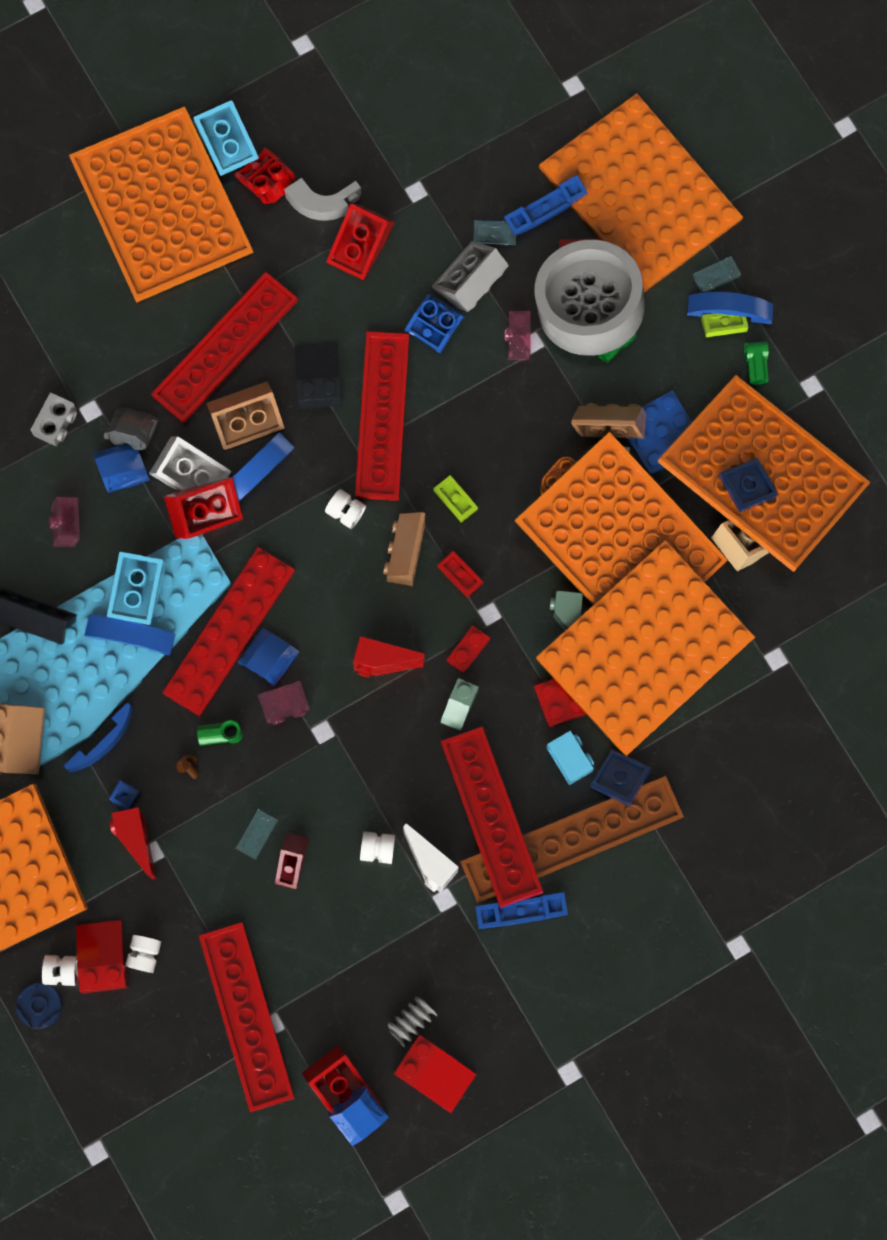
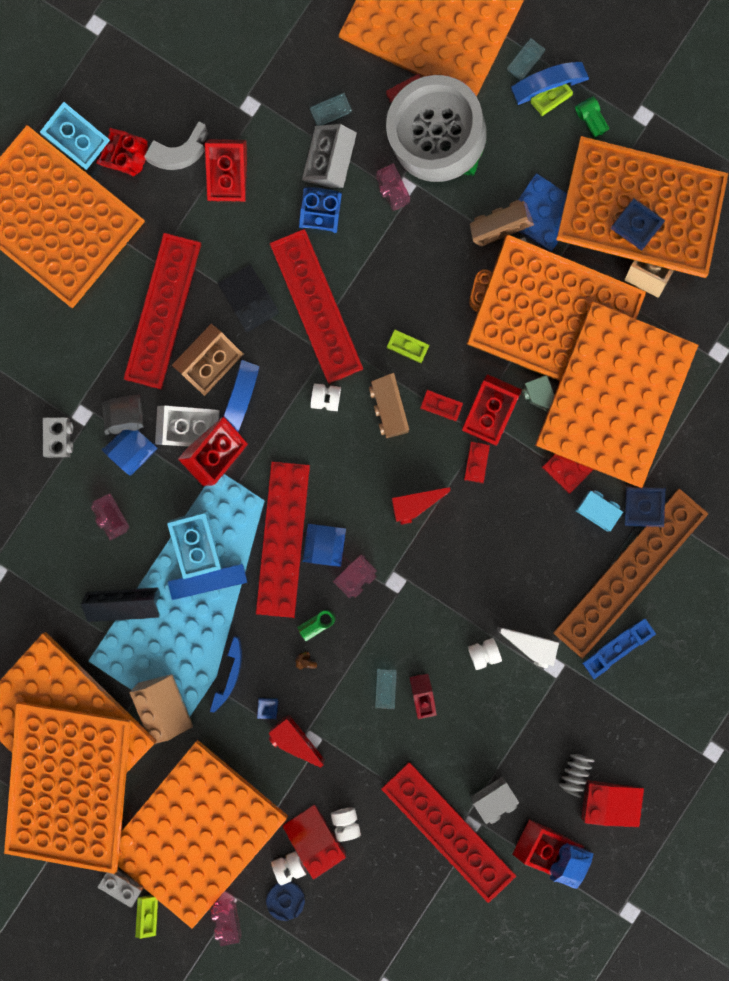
camera: 20 degrees left, 10 degrees up
(311, 1003) = (494, 801): none -> light grey brick
(459, 704) = (492, 510): sand green slope -> none
(491, 817) = (561, 587): red plate -> none
(510, 602) = (491, 409): none -> red slope
(546, 207) = (363, 67): blue slope -> none

